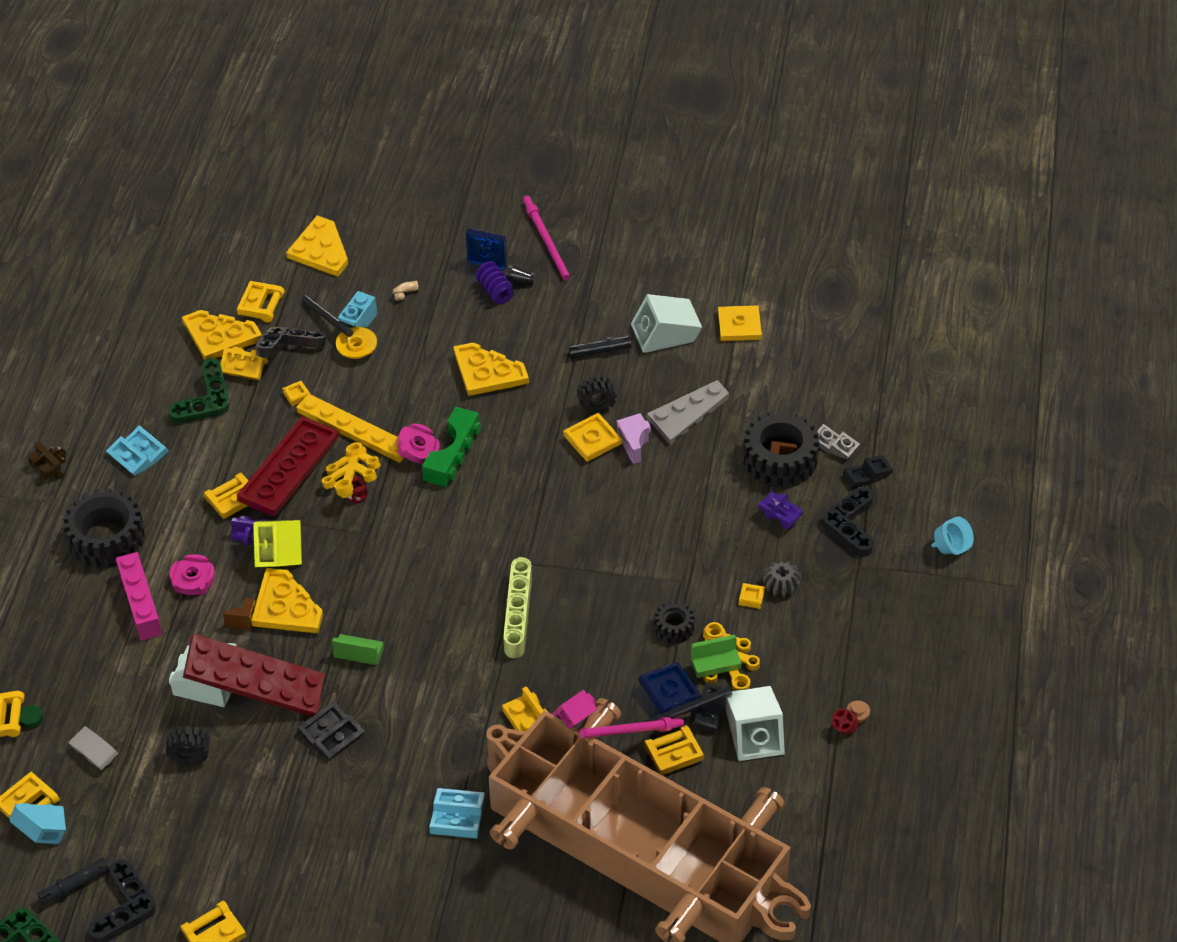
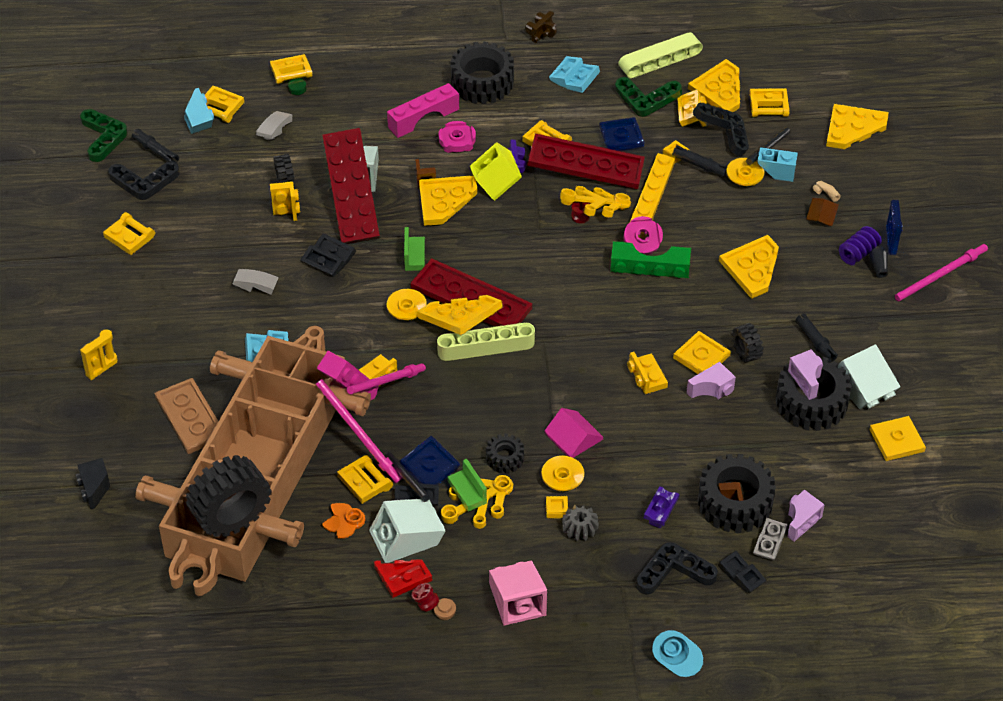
camera: 75 degrees right, 0 degrees up
(146, 370) = (660, 55): none -> yellowish green beam
(241, 745) = (284, 199): none -> yellow bracket
(254, 430) = (621, 134): none -> clear blue plate
(330, 371) = (700, 161): none -> black pin
(346, 807) = (248, 279): none -> light grey slope
(435, 299) = (822, 211): none -> reddish brown panel
(439, 660) = (405, 304): none -> yellow dish
(444, 609) = (448, 283): none -> dark red plate
(479, 616) = (460, 314): none -> yellow plate
(530, 904) = (188, 414): none -> medium nougat tile
(543, 680) = (409, 371): none -> dark pink bar
(601, 486) = (647, 373): none -> yellow bracket
(663, 563) = (572, 432): none -> dark pink slope
(668, 352) = (805, 370): none -> lavender arch
(674, 381) = (815, 411): none -> black tyre
(682, 413) = (765, 418): light grey wing -> none
(716, 578) = (561, 467): none -> yellow dish
(722, 781) = (343, 520): none -> orange plate
(746, 825) = (219, 483): none -> black tyre
(809, 738) = (403, 575): none -> red wing
(815, 409) = (805, 513): none -> lavender arch
(856, 641) = (518, 592): none -> bright pink slope

